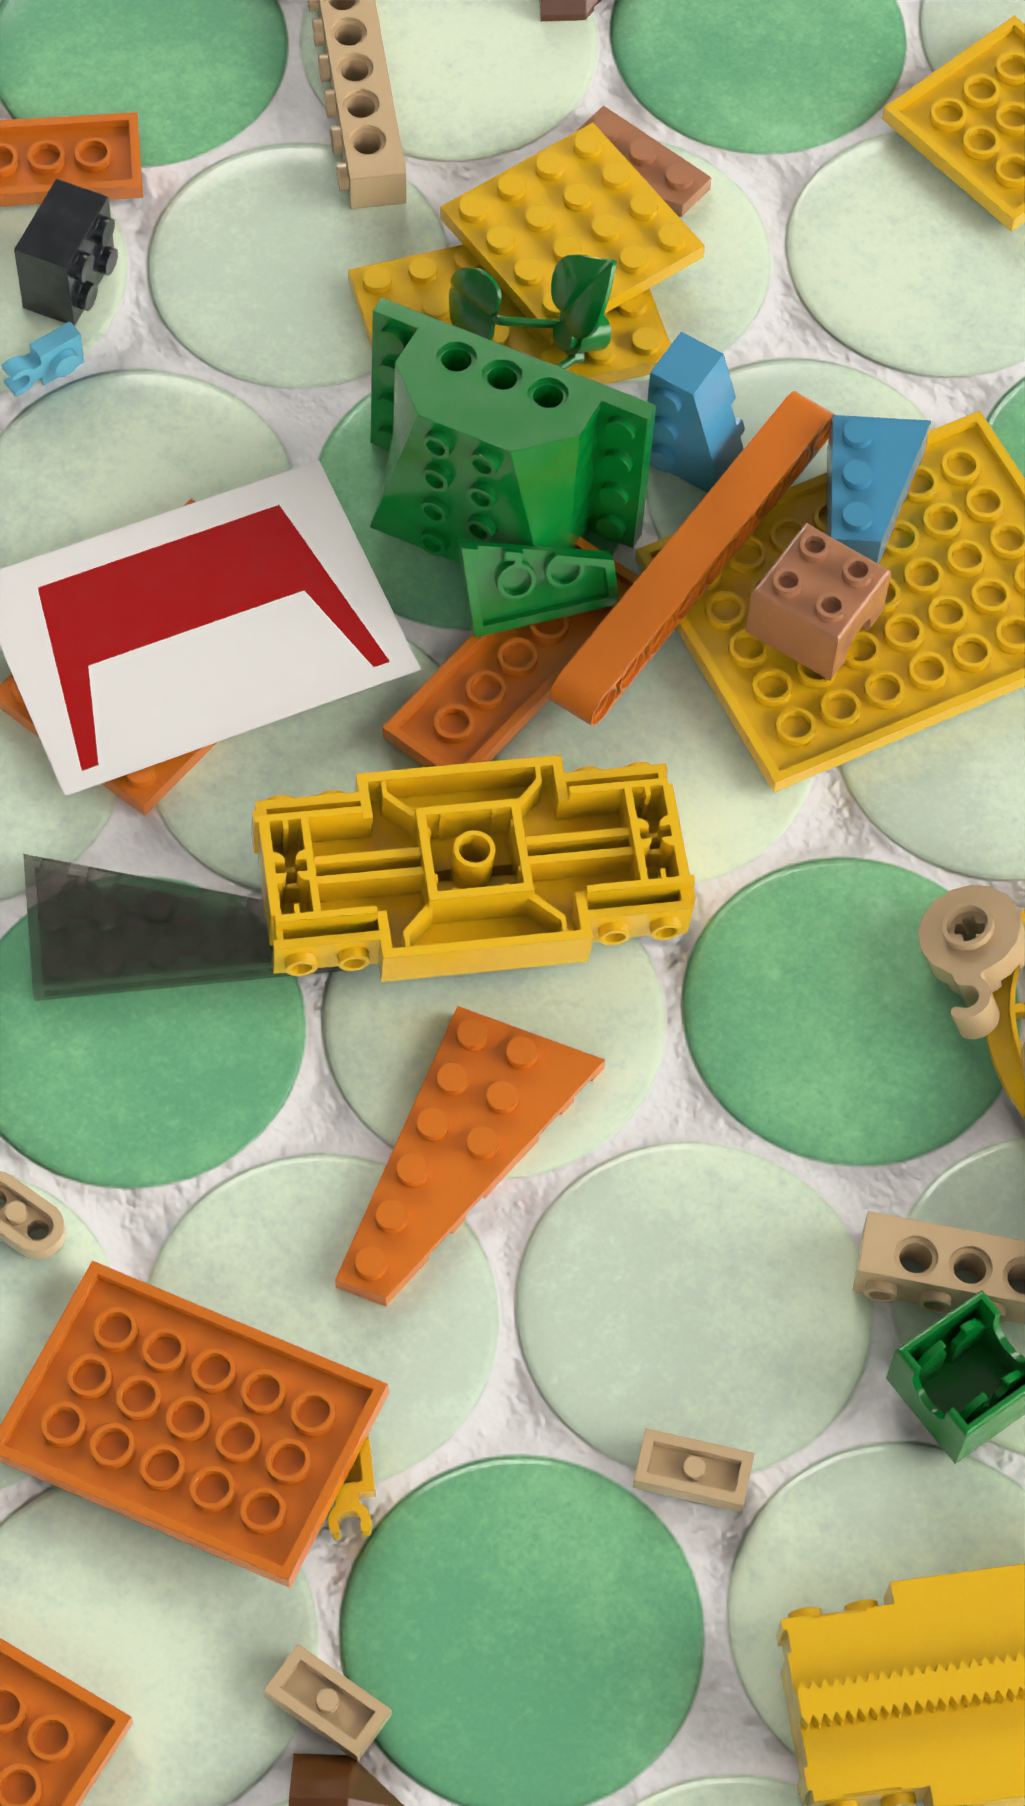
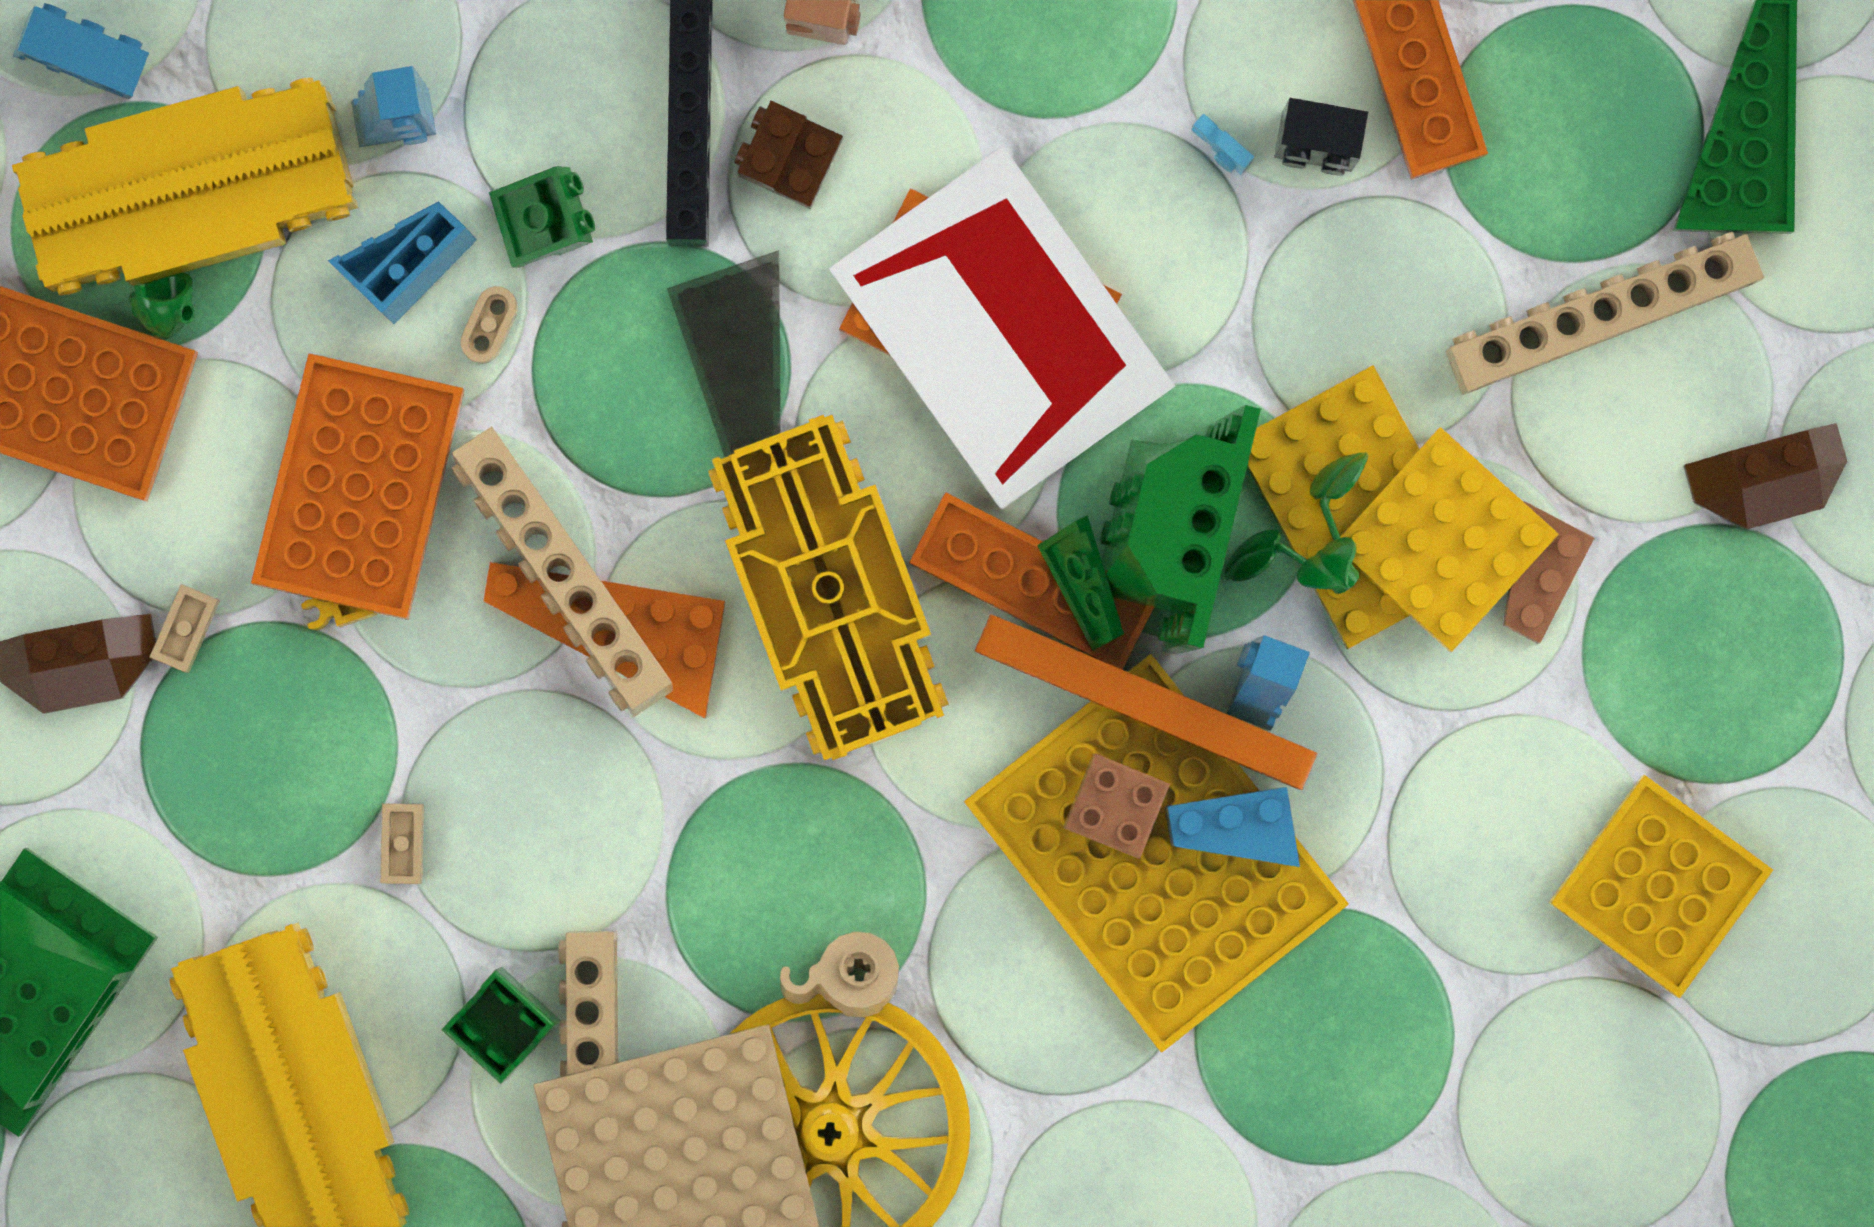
camera: 80 degrees right, 25 degrees up
(384, 1150) = (489, 454): none -> tan brick

